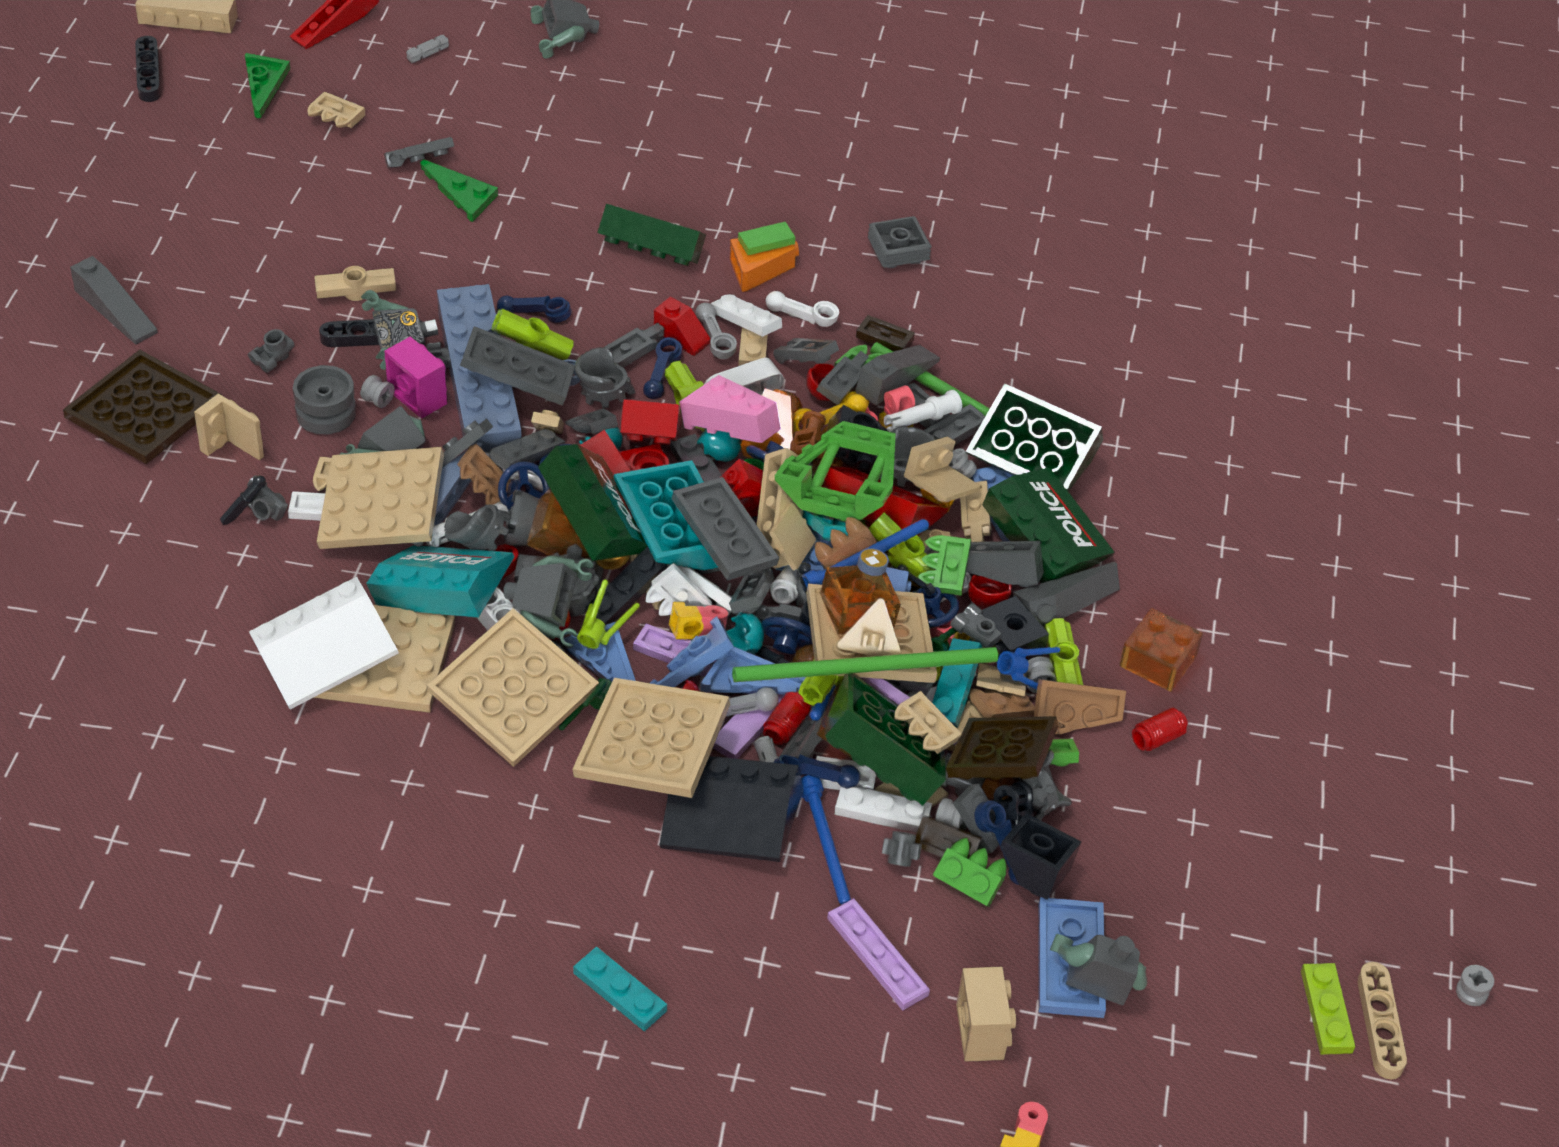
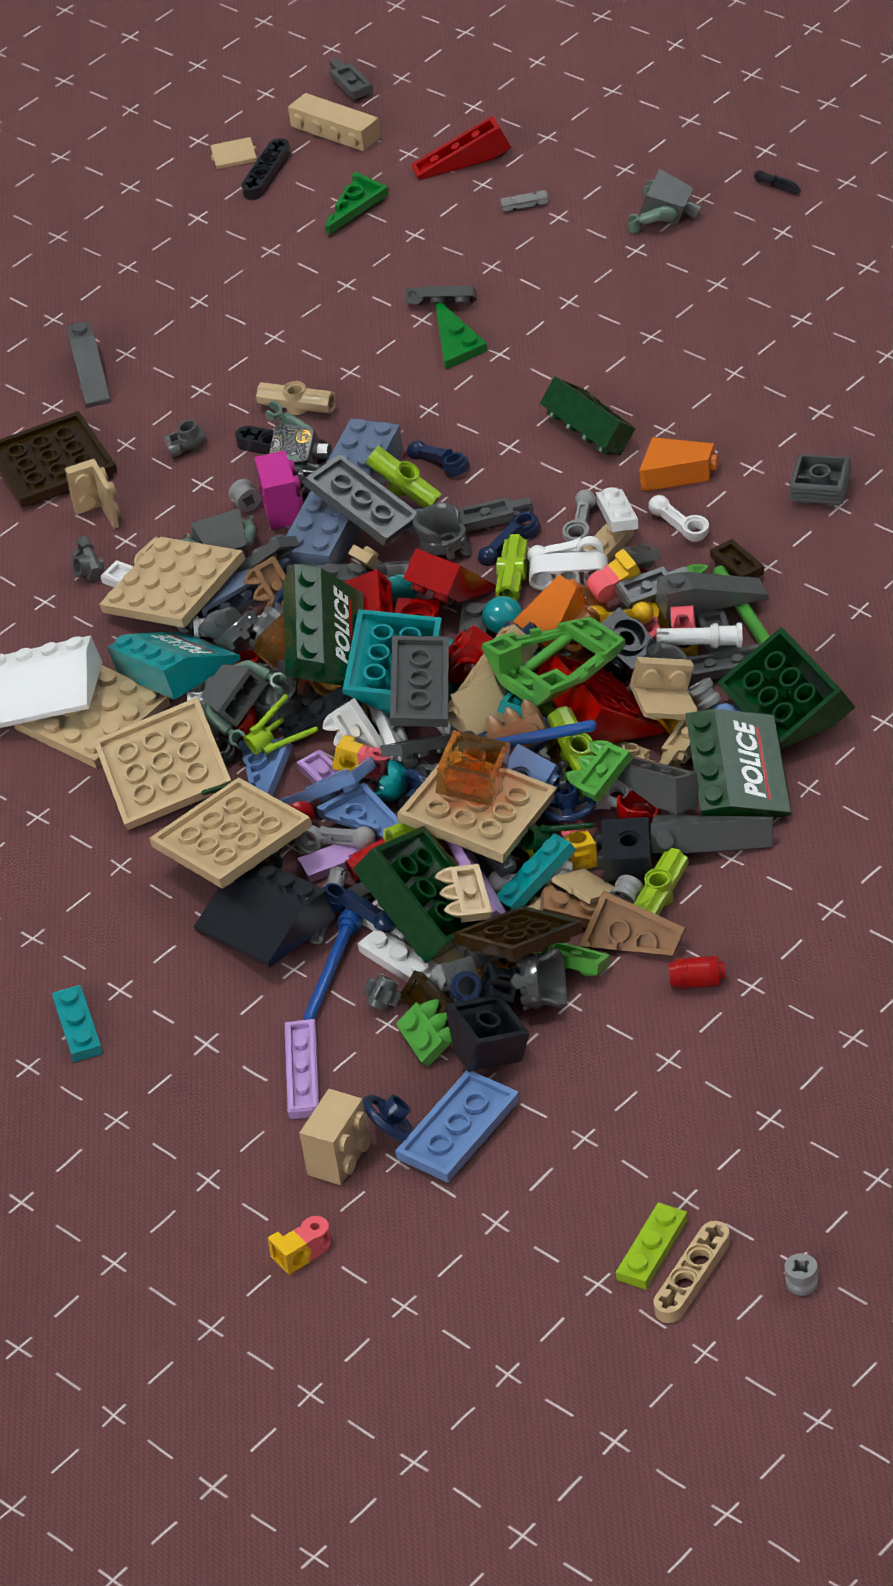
camera: 40 degrees right, 5 degrees down
(100, 60) = (233, 153): none -> tan piece
(245, 498) = (66, 555): black piece -> none
(324, 399) = (192, 489): dark grey wheel -> none
(336, 109) = (396, 241): tan plate -> none
(681, 324) = (549, 504): red slope -> none
(730, 409) = (509, 583): bright pink wedge -> none
(734, 360) = (566, 547): none -> white piece
(766, 238) = (683, 443): bright green tile -> none
(809, 377) = (603, 582): none -> leg
(864, 664) = (439, 824): bright green piece -> none
(872, 562) = (497, 737): tile -> none
(872, 633) = (460, 800): tan piece -> none
(976, 626) = (581, 830): dark grey plate -> none
(1015, 969) = (392, 1115): none -> dark blue piece
(1017, 665) = (596, 872): blue plant -> none
(1102, 966) = (463, 1137): dark grey torso -> none
(1161, 649) = (755, 905): clear orange brick -> none

